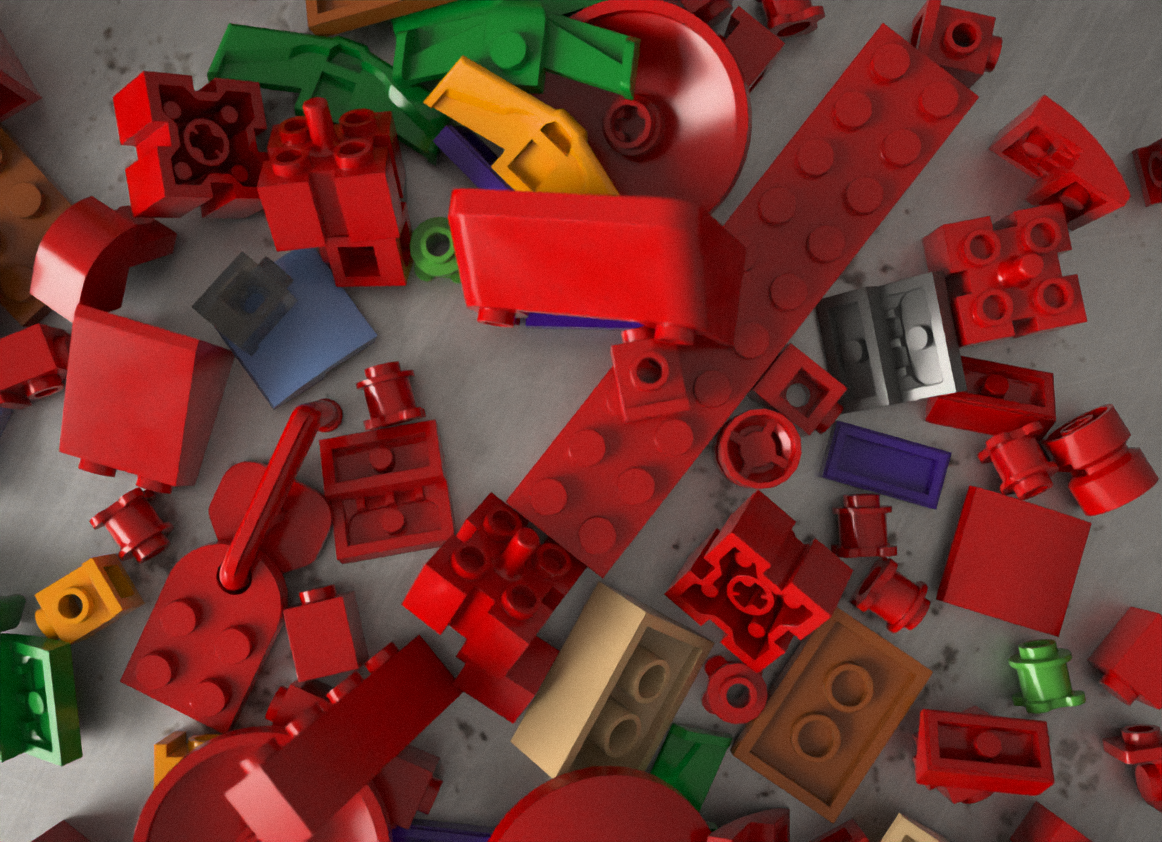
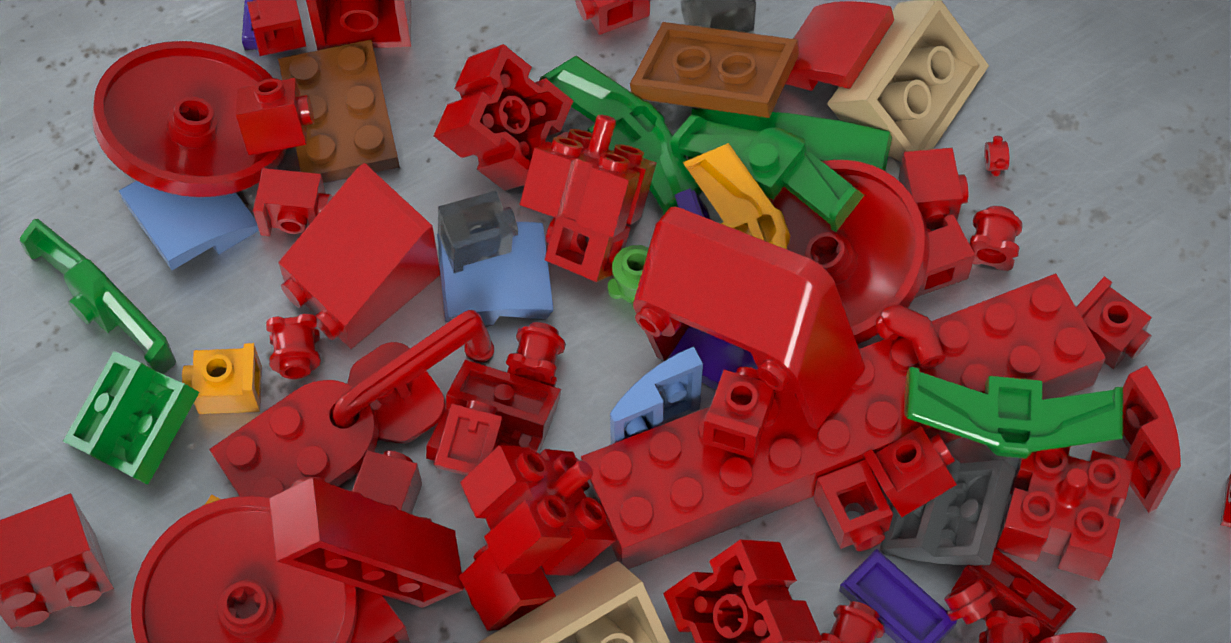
camera: 30 degrees right, 25 degrees down
(90, 255) = (390, 145): red brick -> none
(380, 537) = (469, 436): none -> red bracket
(540, 416) = (659, 396): none -> medium blue slope
(757, 449) = (801, 521): red wheel -> none
(775, 176) = (913, 326): none -> red arm
(868, 324) = (912, 470): none -> red brick
(926, 222) = (1012, 413): none -> green plate
(962, 434) = (971, 601): none -> red plate

